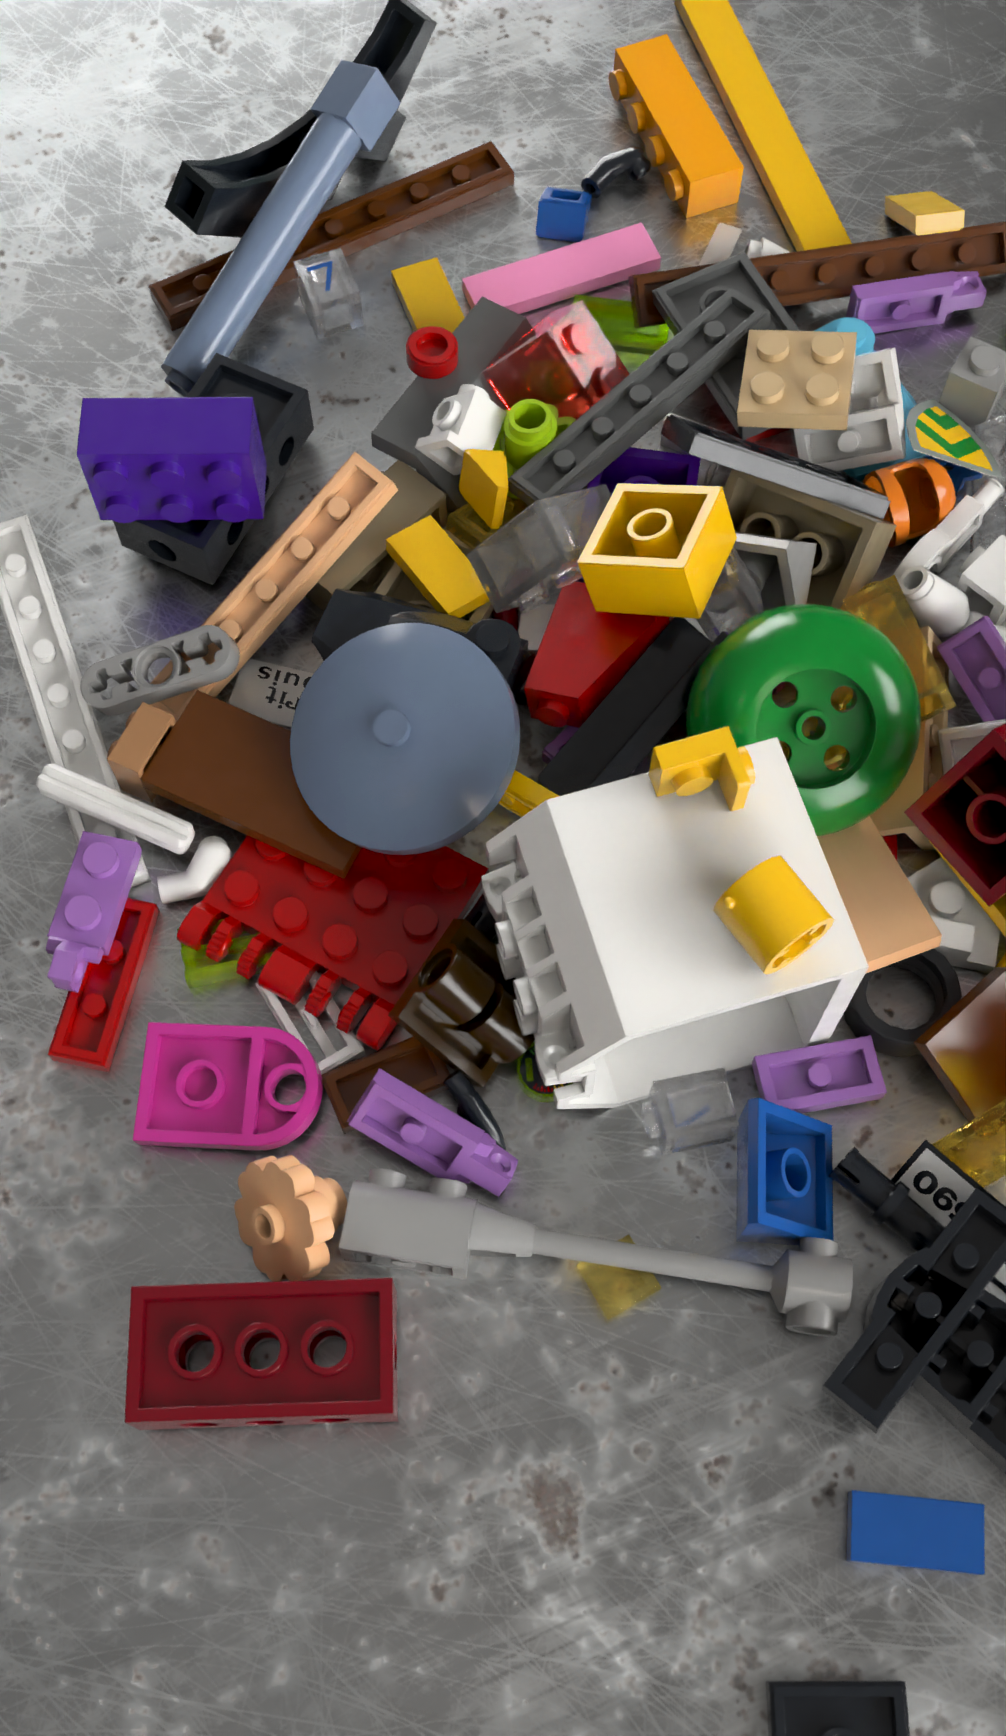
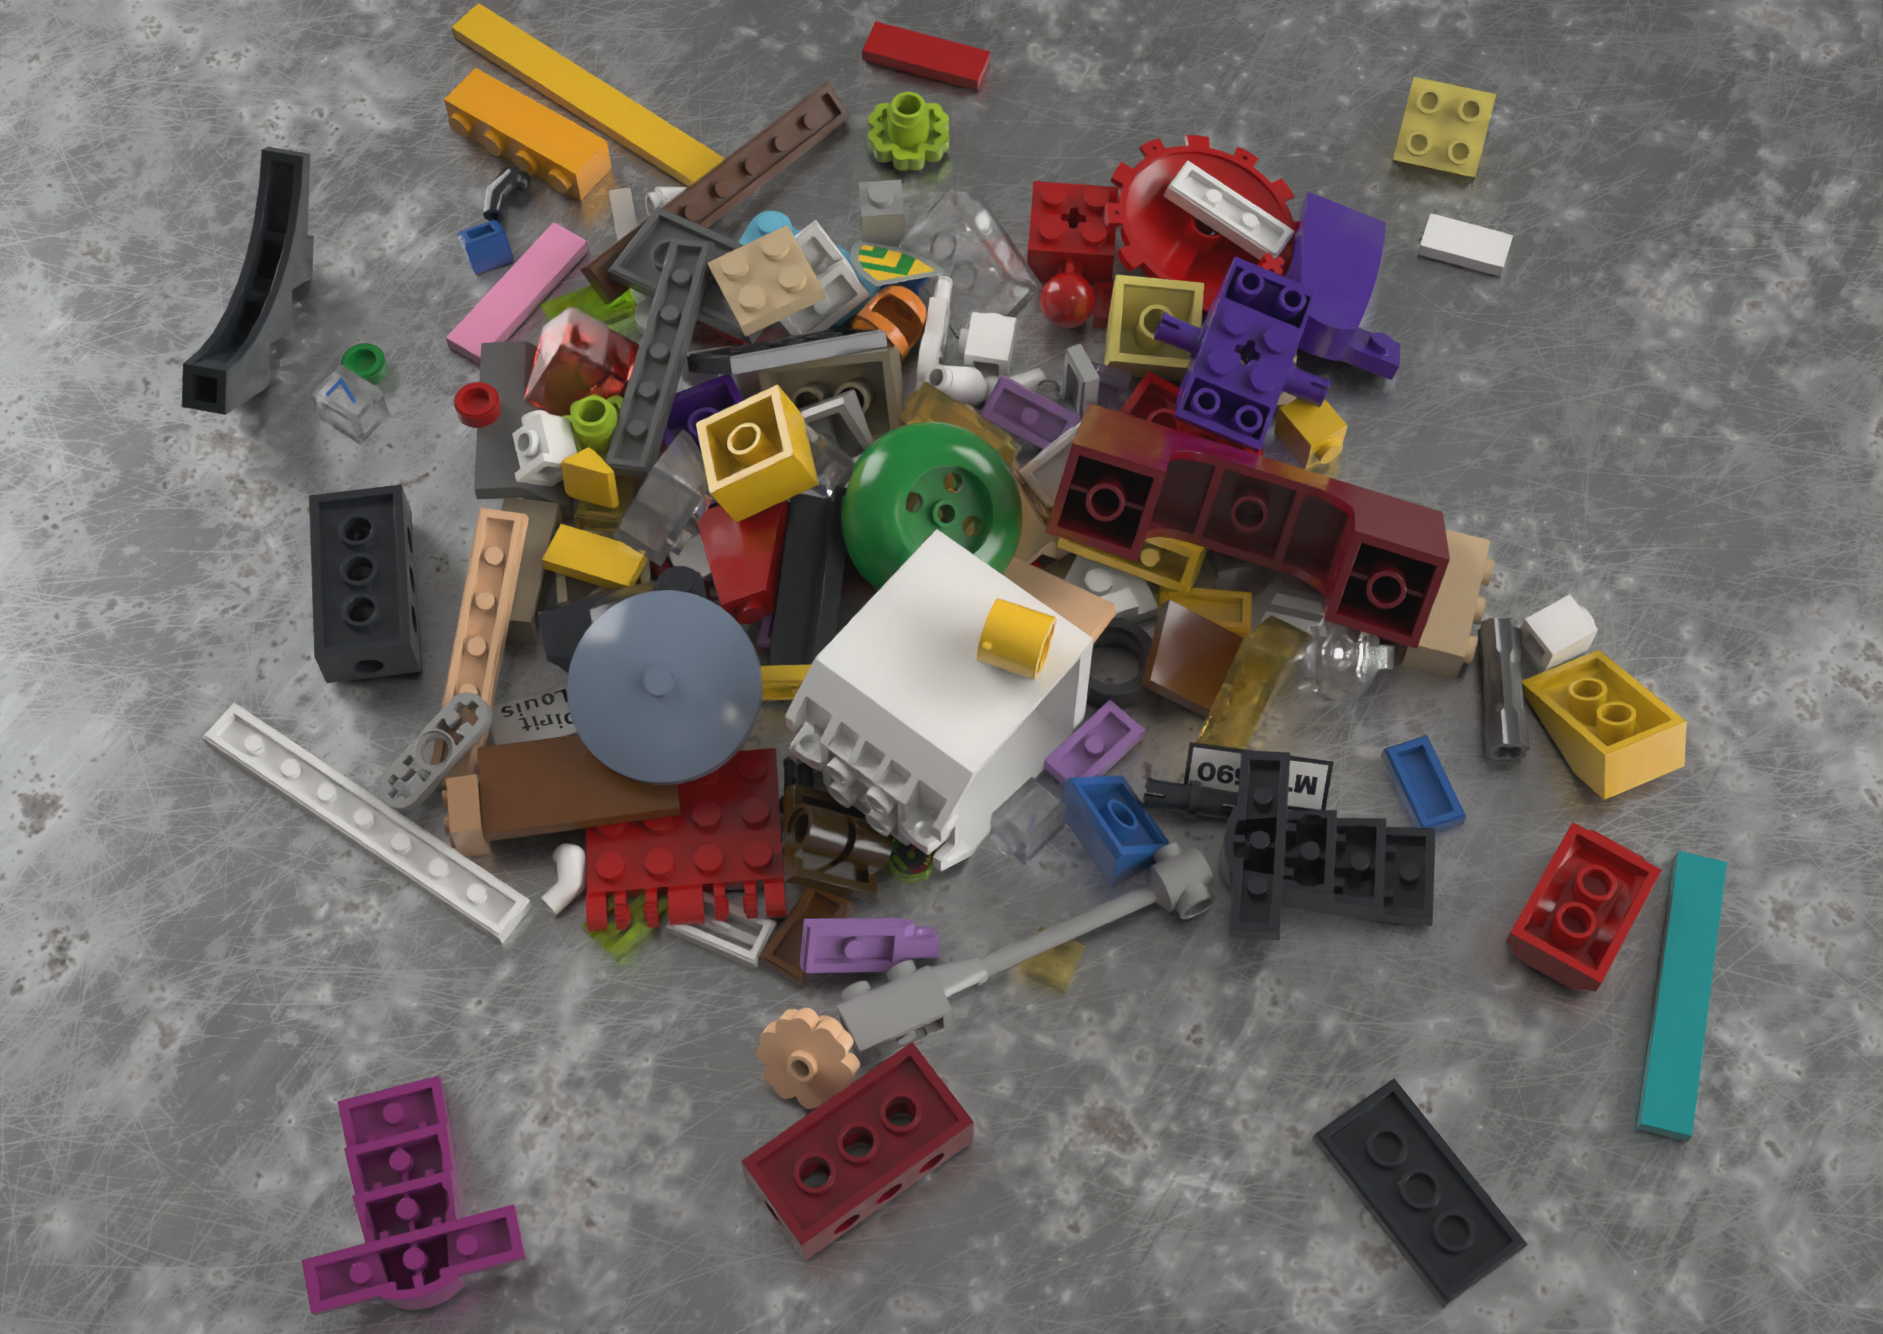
camera: 35 degrees left, 5 degrees down
(90, 906) = (508, 944): medium lavender hinge -> none
(97, 1013) = (553, 994): red tile -> none
(115, 808) = (475, 868): white axle -> none
(173, 458) = (354, 587): dark purple brick -> none
(220, 1086) = (694, 1008): dark pink tile -> none
(349, 118) = (289, 261): sand blue brick -> none
(358, 223) = (312, 359): reddish brown tile -> none
(372, 265) = (366, 361): none -> green tile
(427, 295) = (431, 369): yellow tile -> none
(472, 1106) = (874, 907): black helmet -> none
(697, 761) = (902, 573): yellow bracket -> none
(915, 300) = (796, 175): medium lavender hinge -> none
(915, 1532) = (1342, 989): blue tile -> none
(924, 213) = (761, 106): yellow tile -> none

